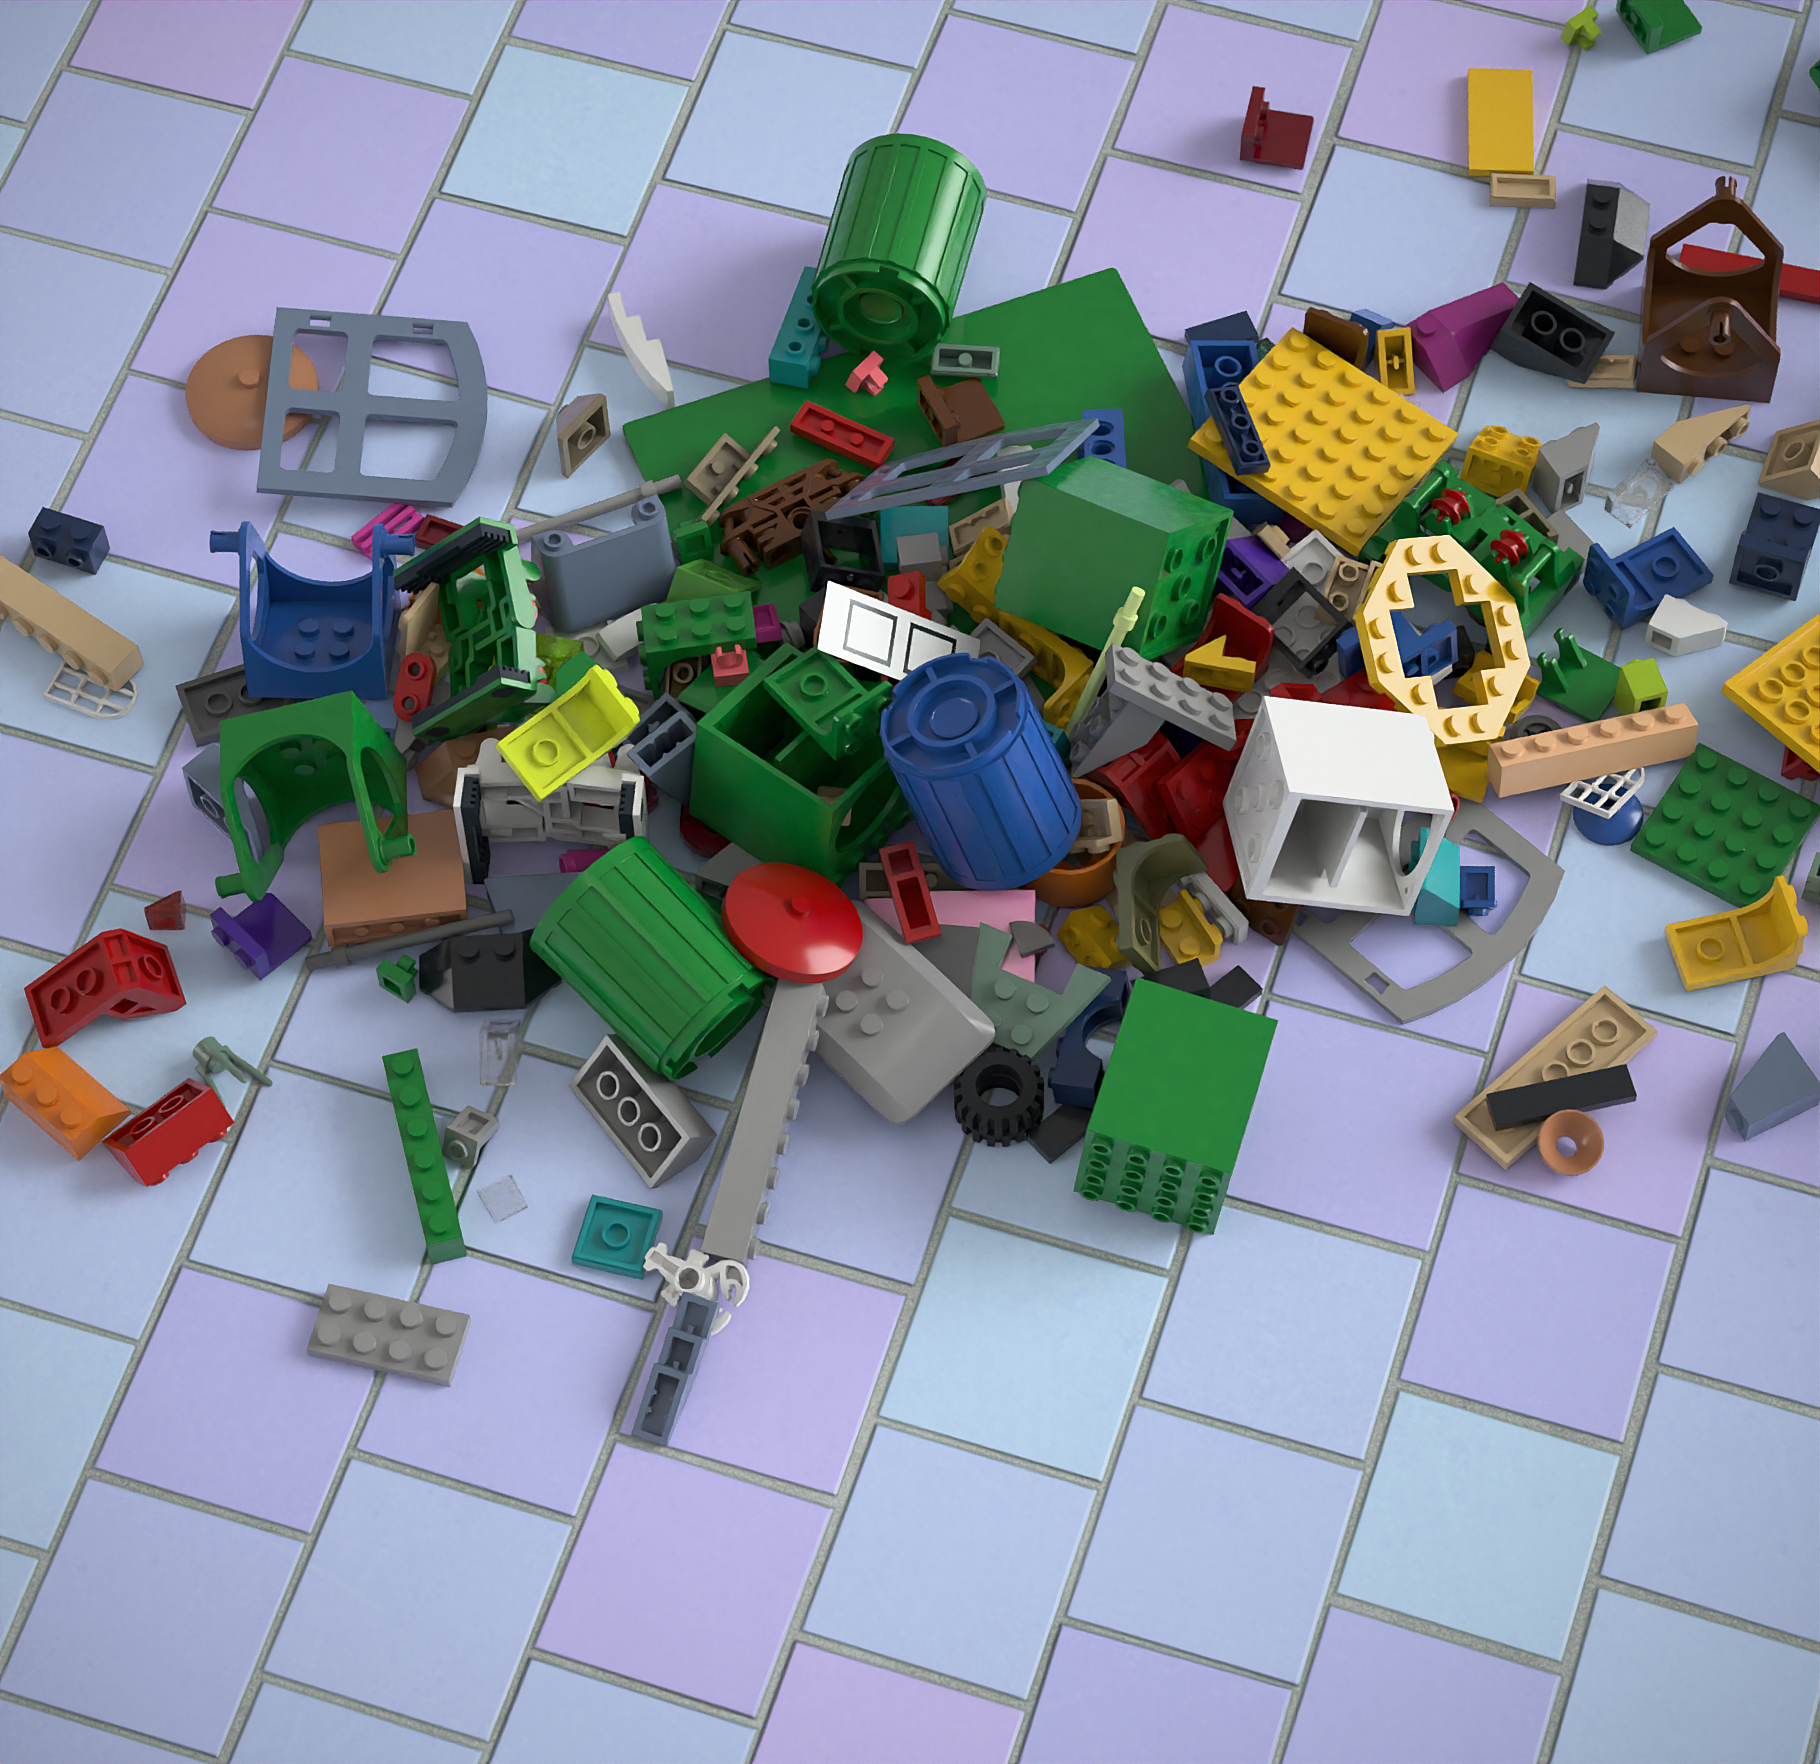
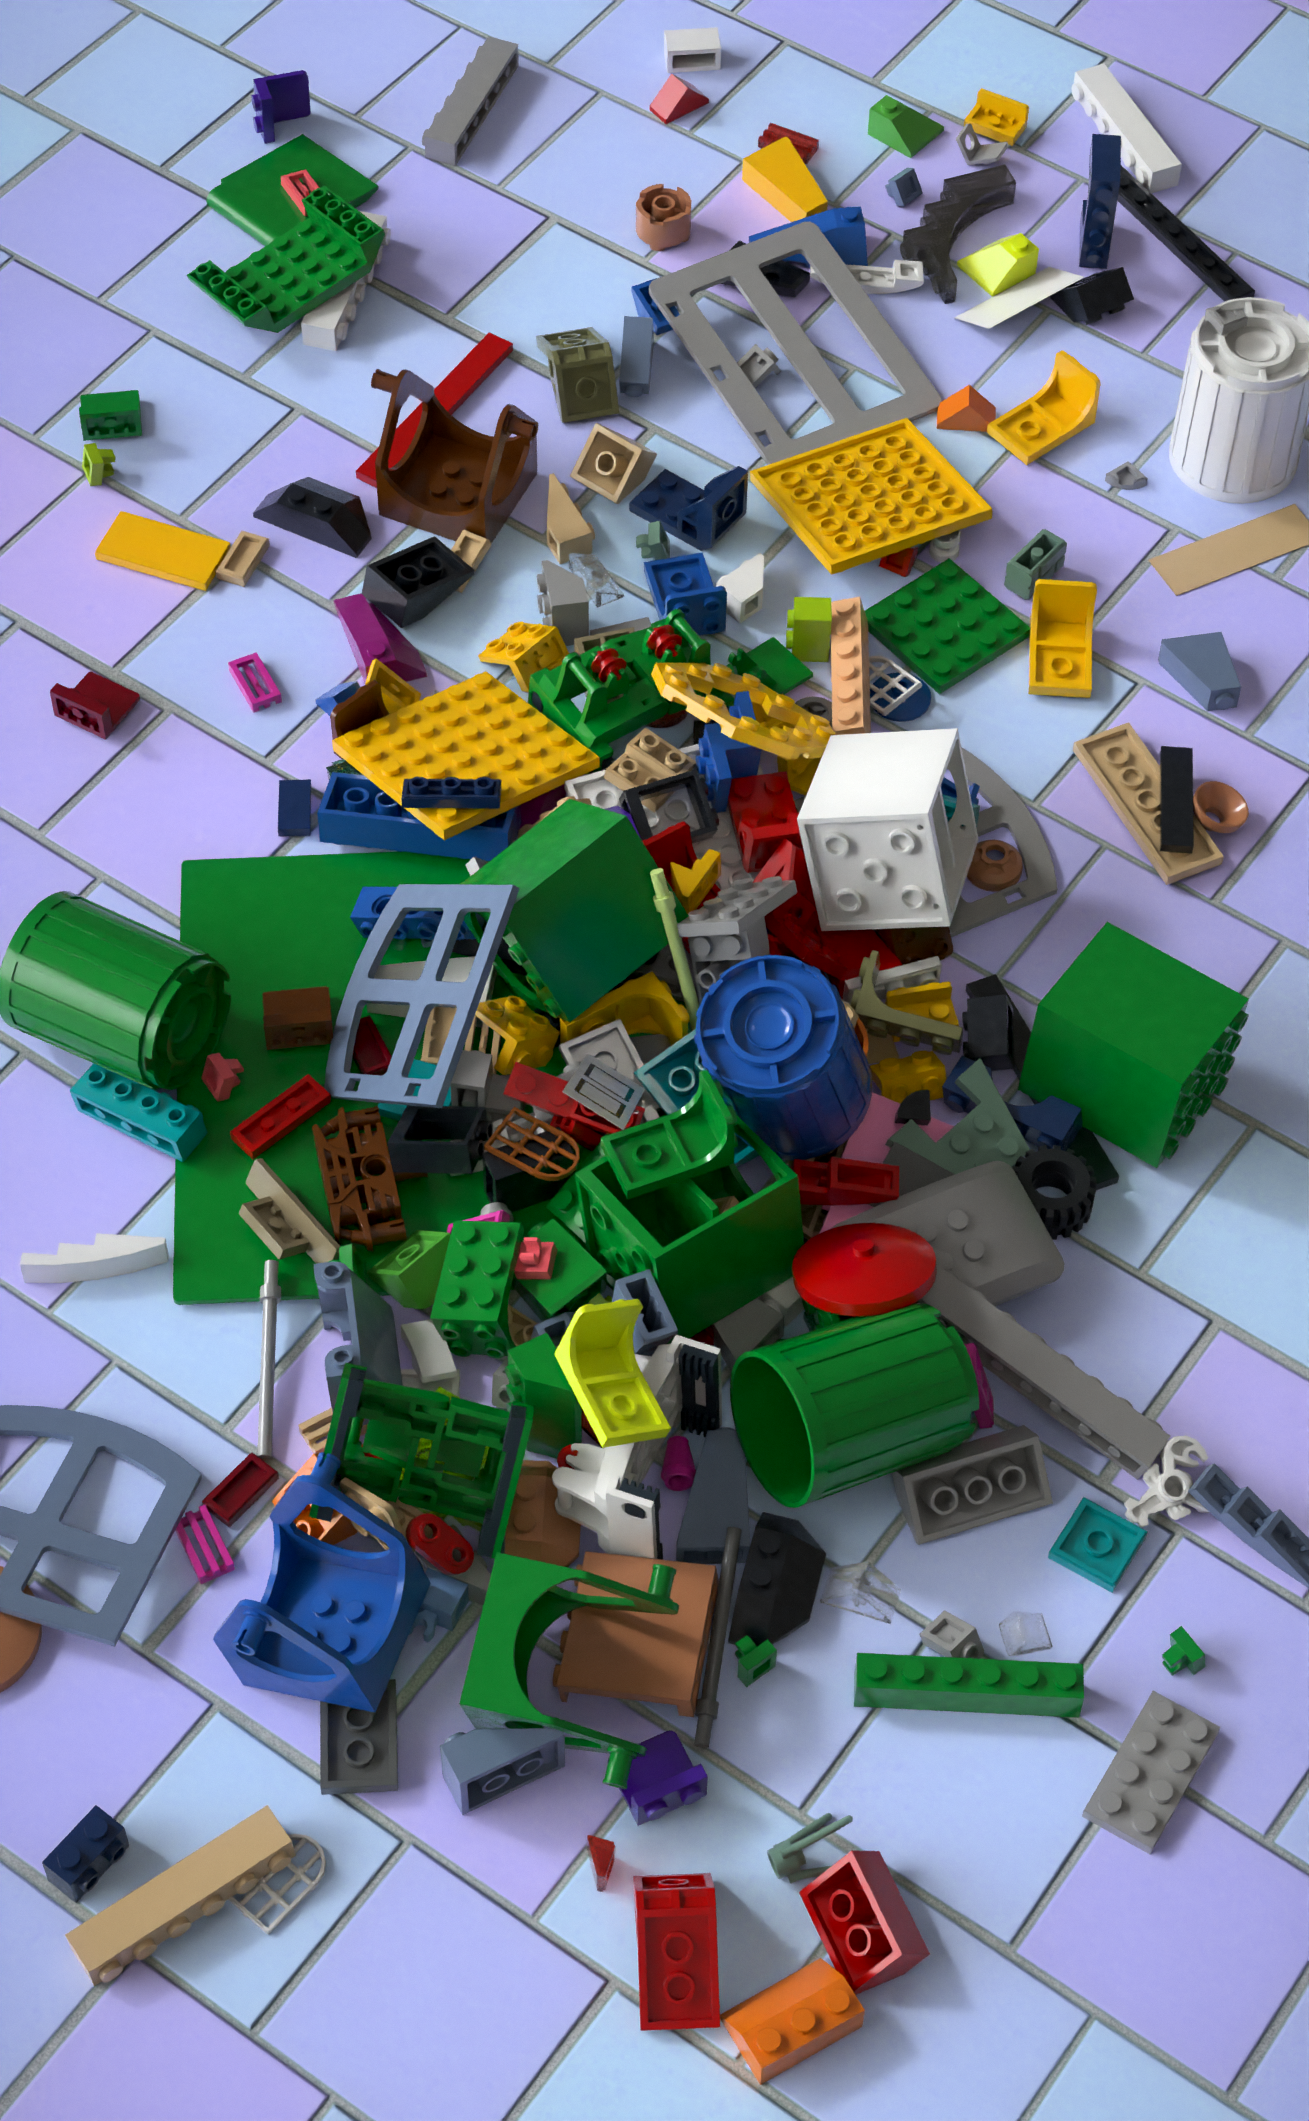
camera: 75 degrees left, 5 degrees down
(516, 1331) = (1183, 1653): none -> green tile
(581, 430) = (169, 1334): dark tan slope -> none
(727, 1070) = (985, 1414): none -> dark pink tile
(965, 361) = (246, 994): sand green slope -> none
(1351, 269) = (254, 703): none -> dark pink tile
(1407, 967) = (995, 874): none -> nougat piece
(1709, 531) = (654, 543): none -> sand green tile

